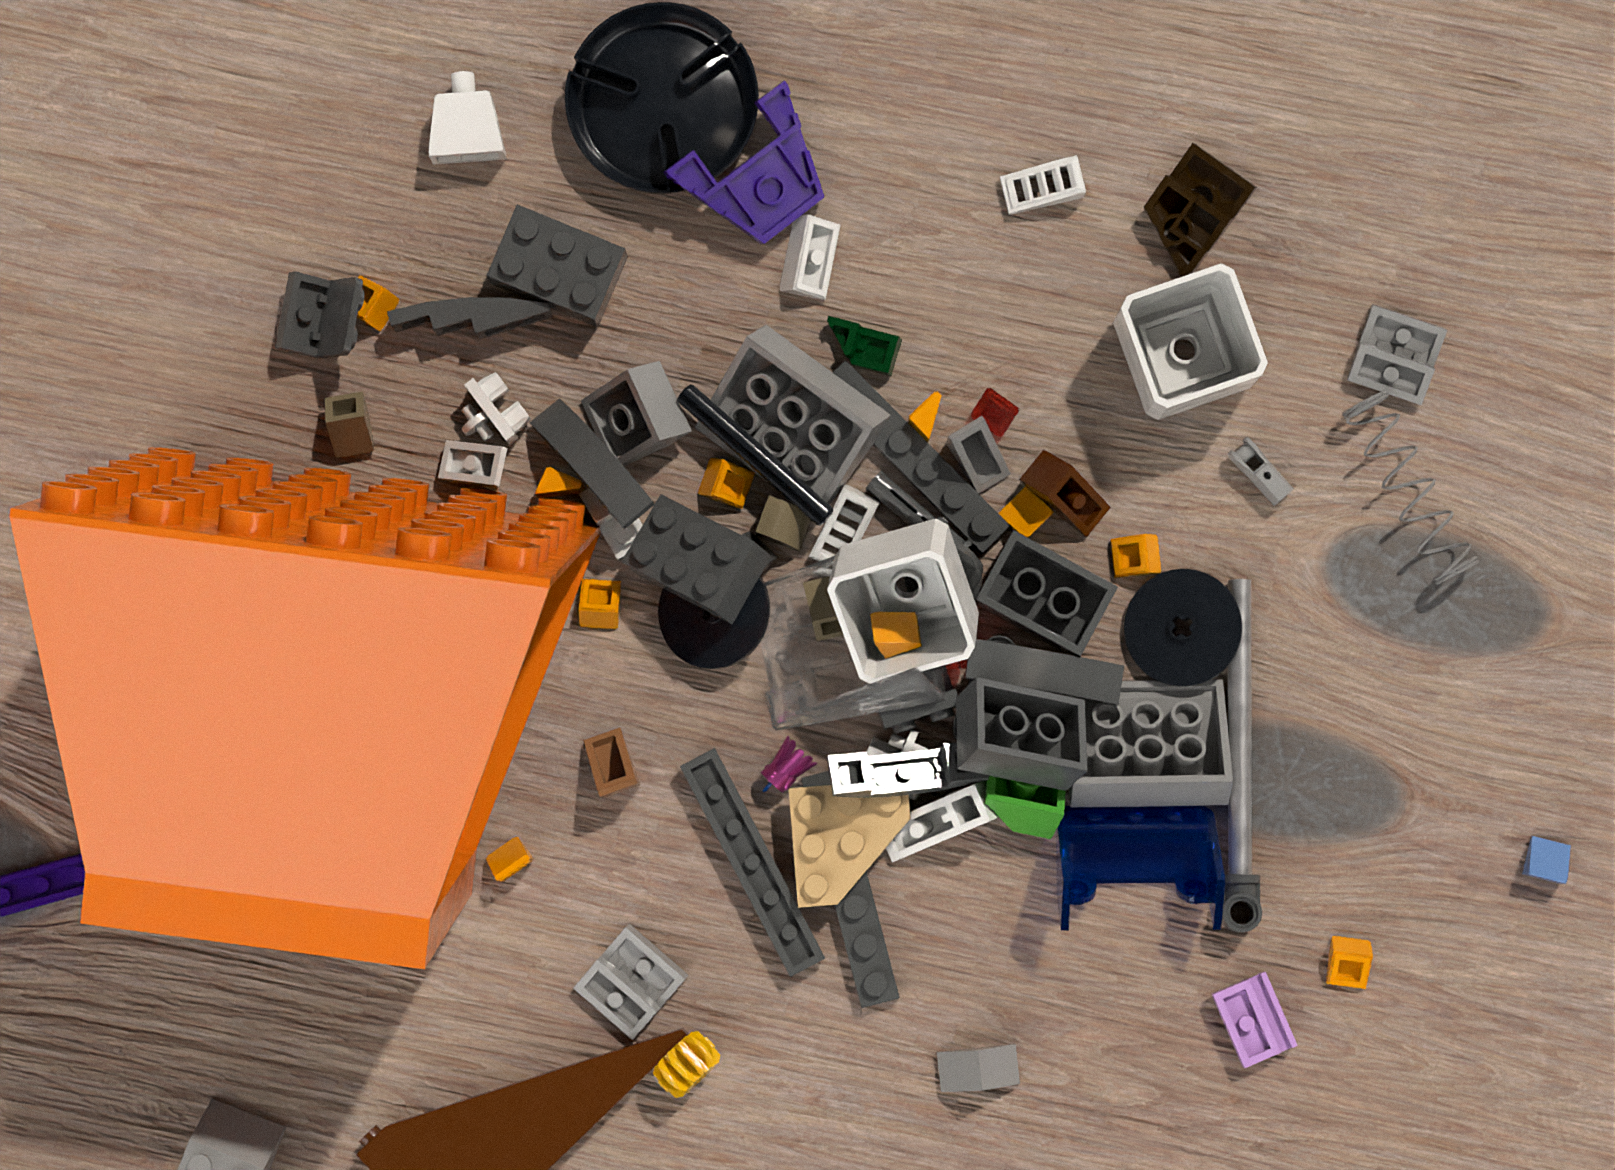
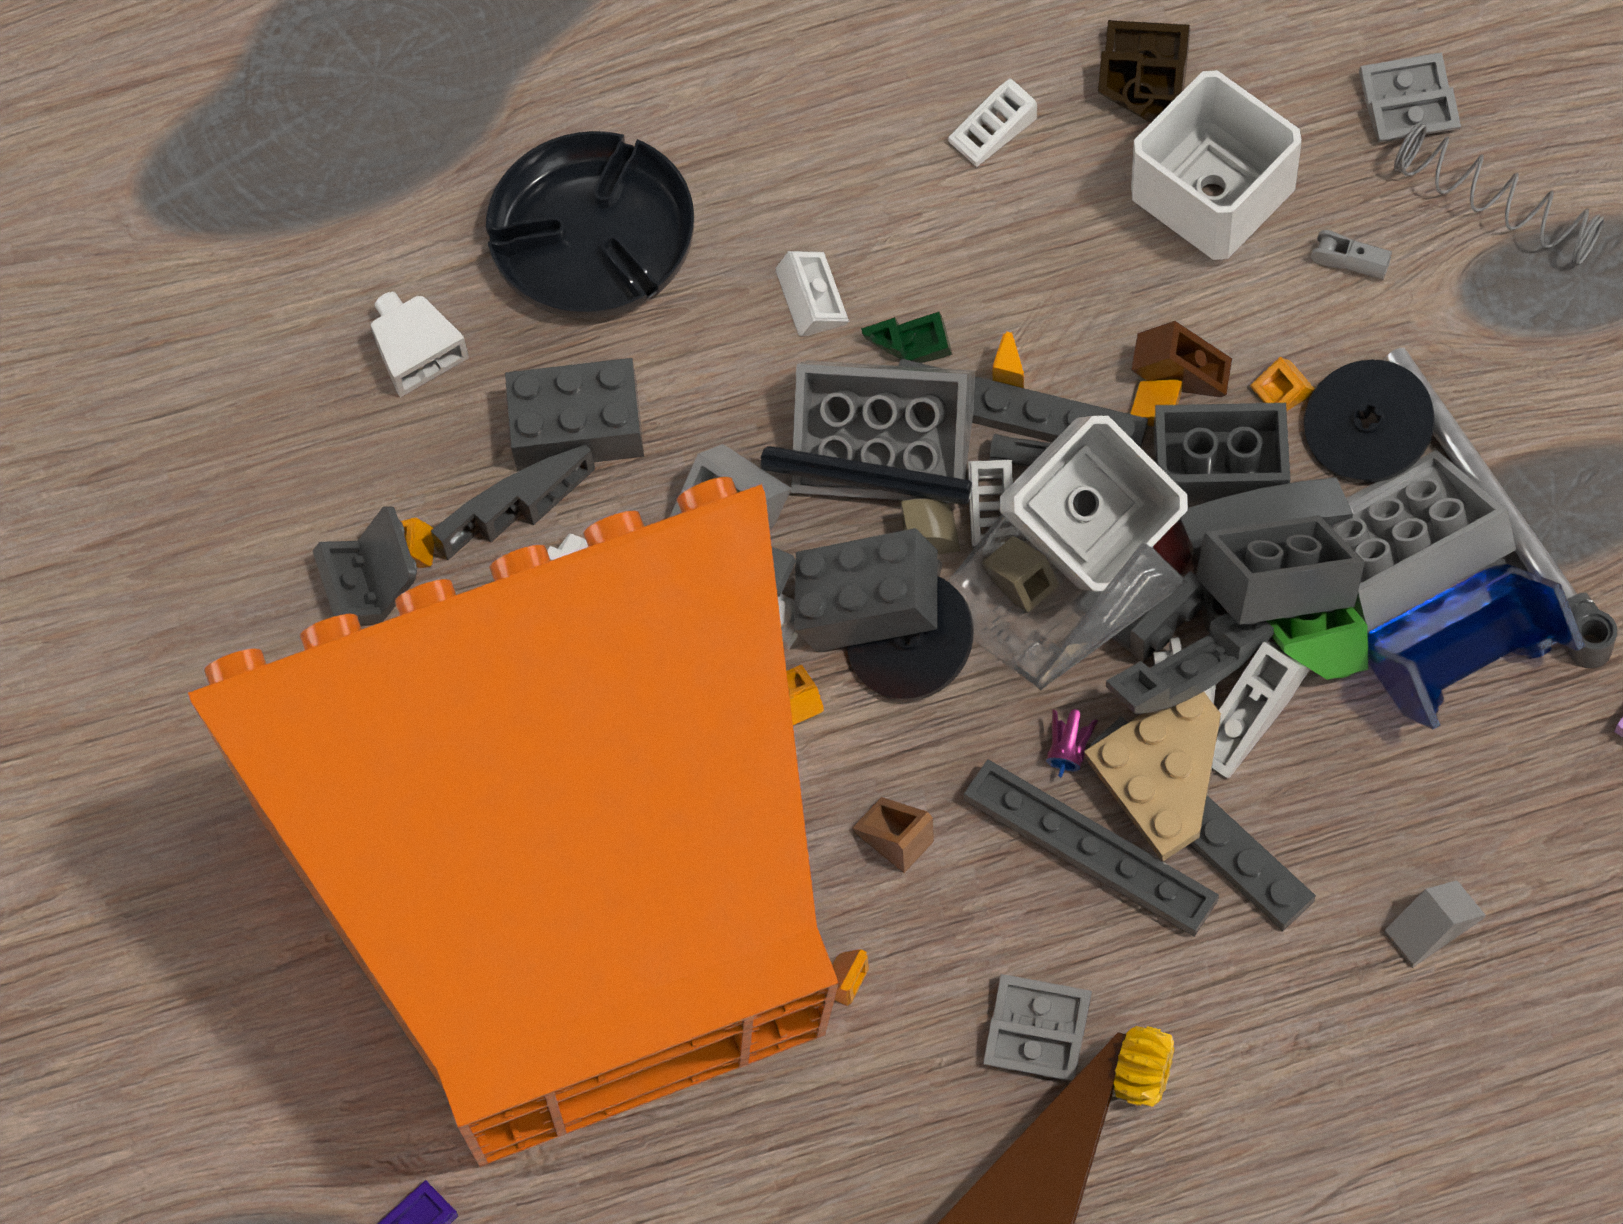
camera: 25 degrees left, 20 degrees down
(726, 482) = (850, 521): light orange slope -> none
(766, 188) = (736, 248): dark purple wing -> none
(895, 632) = (1101, 546): light orange slope -> none
(978, 455) = (1076, 370): light grey slope -> none
(996, 411) = (1071, 329): clear red slope -> none

